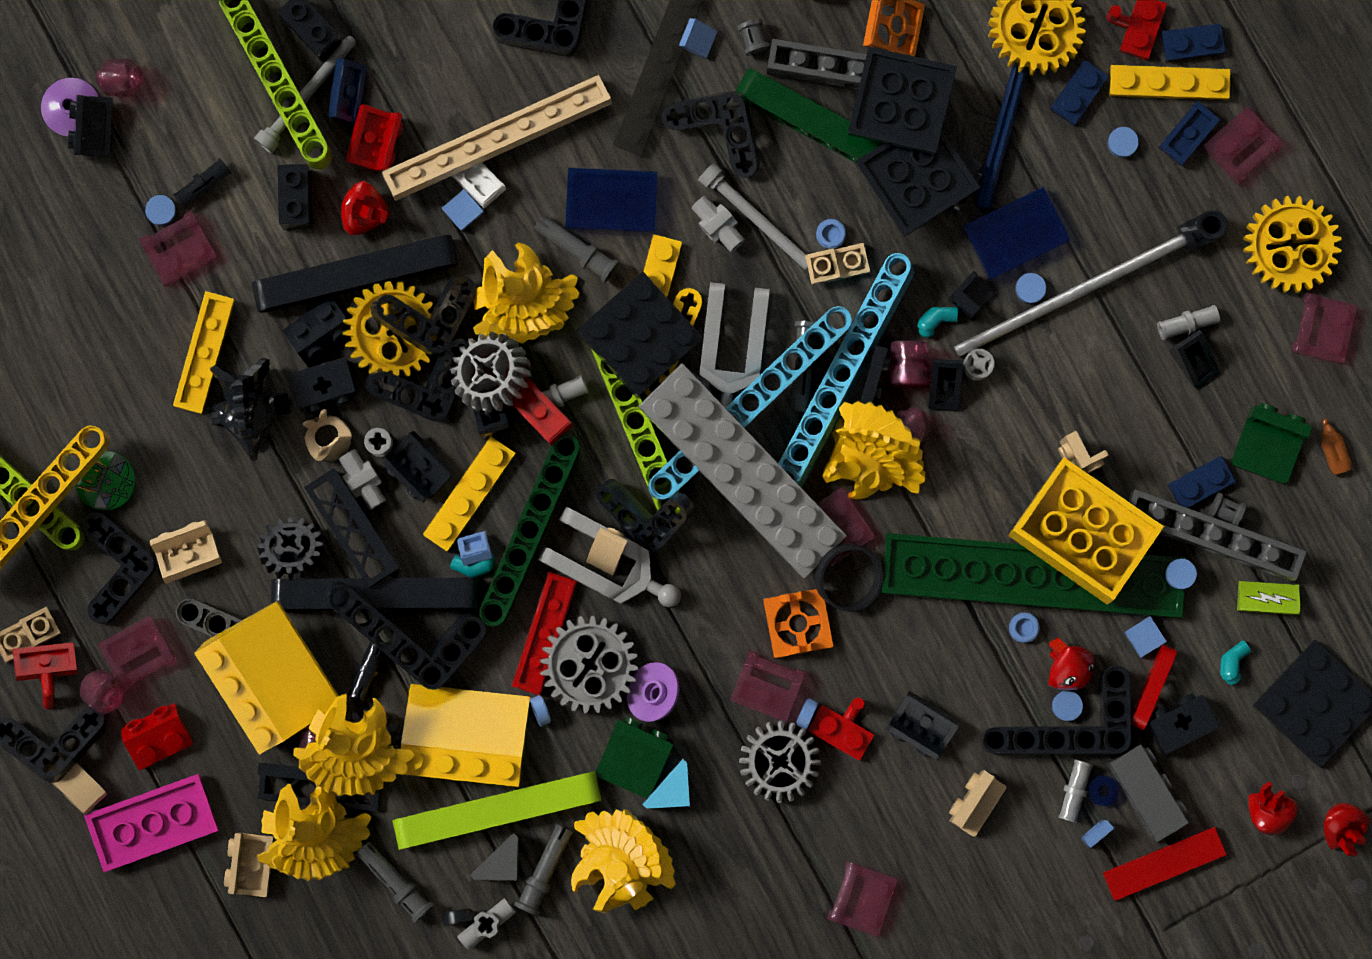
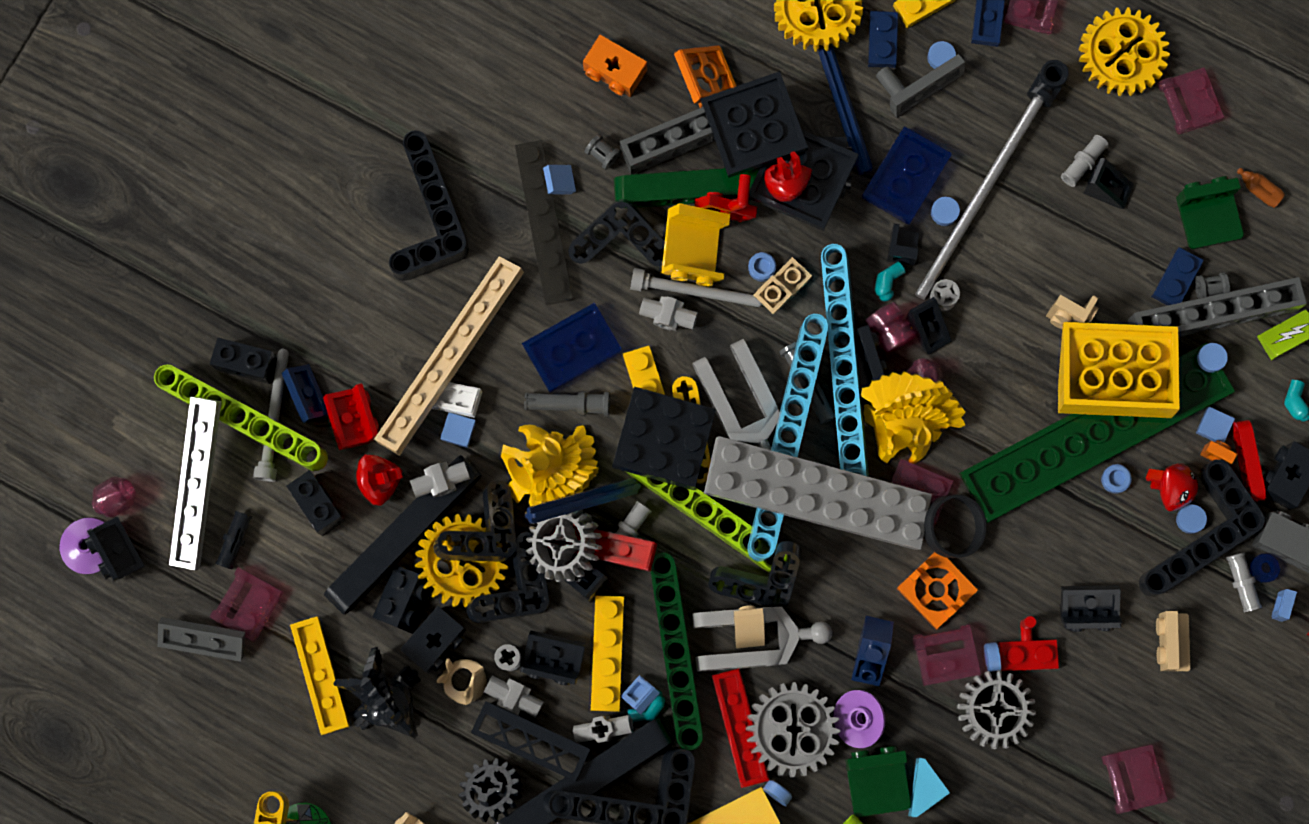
camera: 30 degrees left, 5 degrees down
(119, 254) = (201, 639): none -> dark grey plate
(160, 210) = (213, 582): medium blue tile -> none
(199, 111) = (195, 483): none -> plate
(416, 245) = (439, 479): none -> light grey axle
(434, 563) = (616, 727): none -> light grey axle
(530, 344) = (582, 500): none -> dark blue axle
(704, 640) = (872, 650): none -> dark blue slope
(779, 175) = (693, 244): none -> yellow panel
(839, 166) = (736, 207): none -> red plate
(897, 170) = (787, 180): none -> red piece
(1063, 161) = (905, 98): none -> dark grey piece
(1131, 662) = (1218, 450): none -> orange plate

